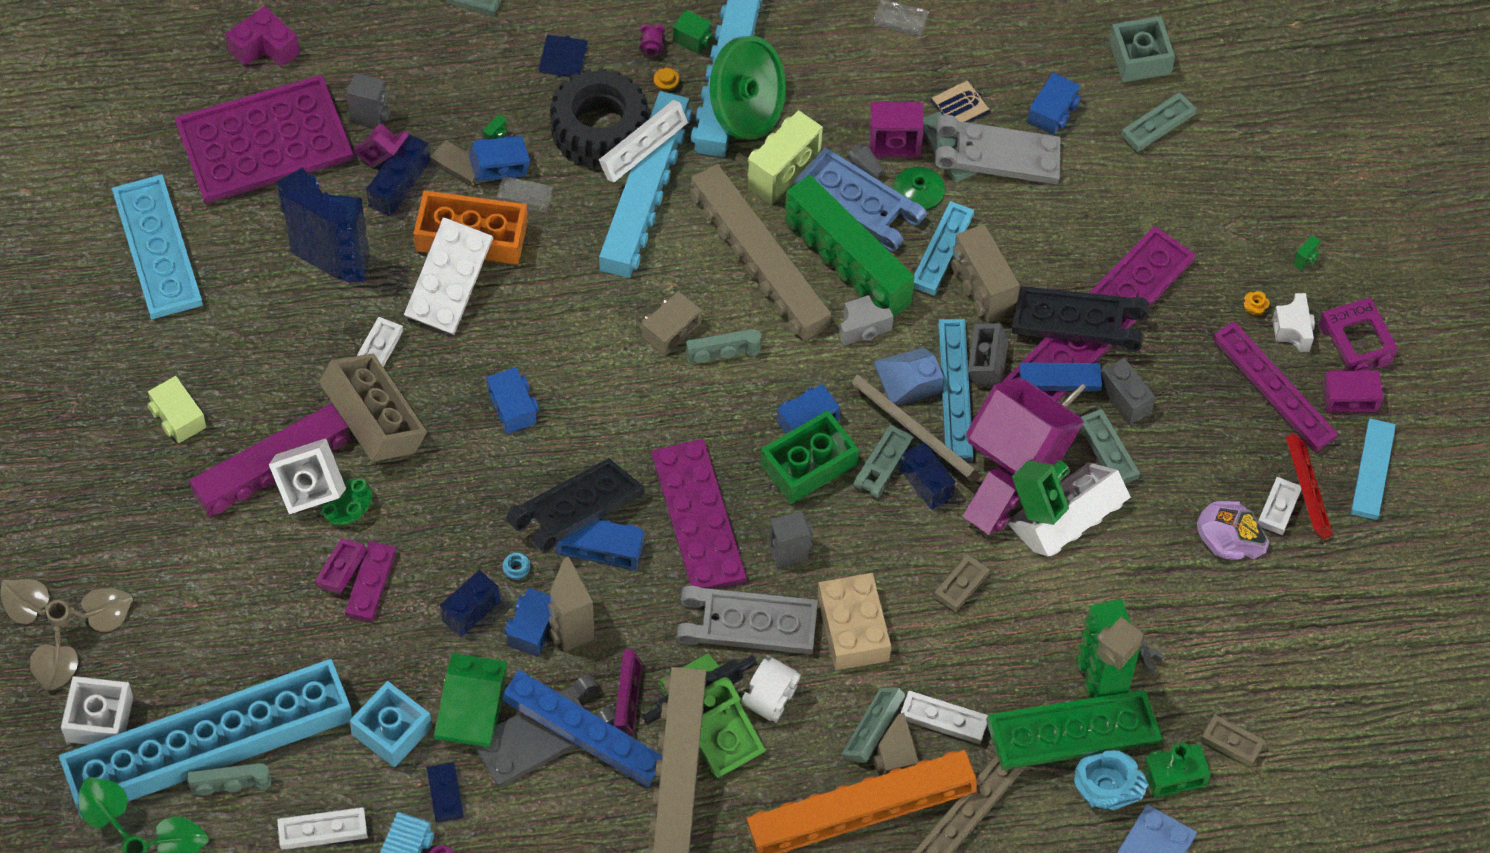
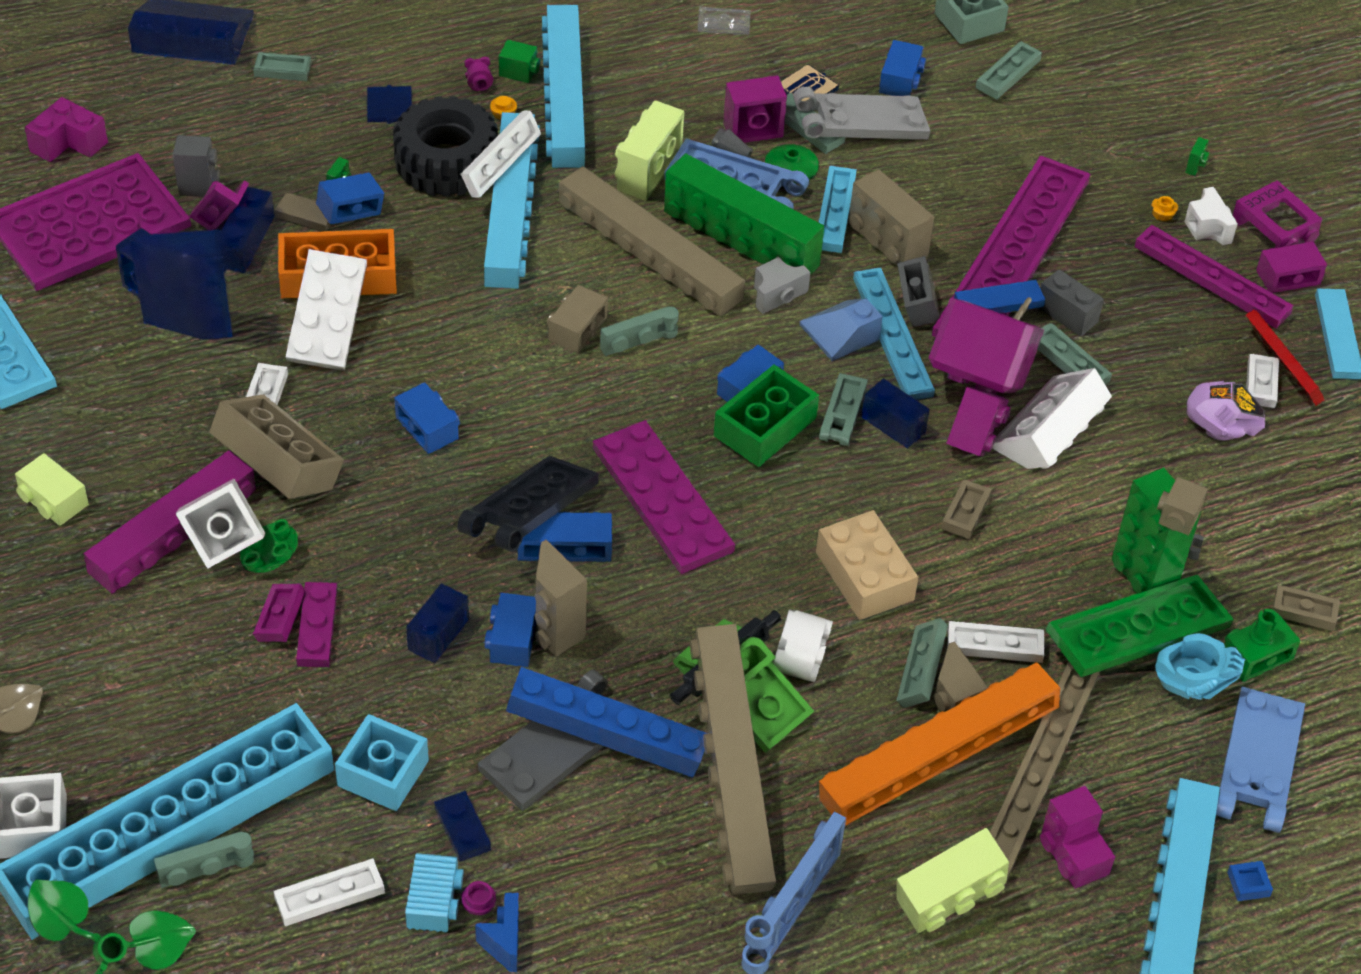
camera: 15 degrees left, 10 degrees down
(471, 700) = (468, 719): green slope -> none
(516, 559) = (478, 578): medium azure plate -> none
(535, 195) = (402, 226): clear plate -> none
(628, 692) = (641, 674): magenta tile -> none
(747, 87) = (594, 91): green dish -> none
(750, 620) = (752, 585): light grey hinge -> none
(790, 539) = (773, 495): dark grey brick -> none
(916, 429) = (868, 370): dark tan tile -> none
(1041, 490) = (1028, 396): green brick -> none
(1079, 316) = (1000, 242): black hinge -> none

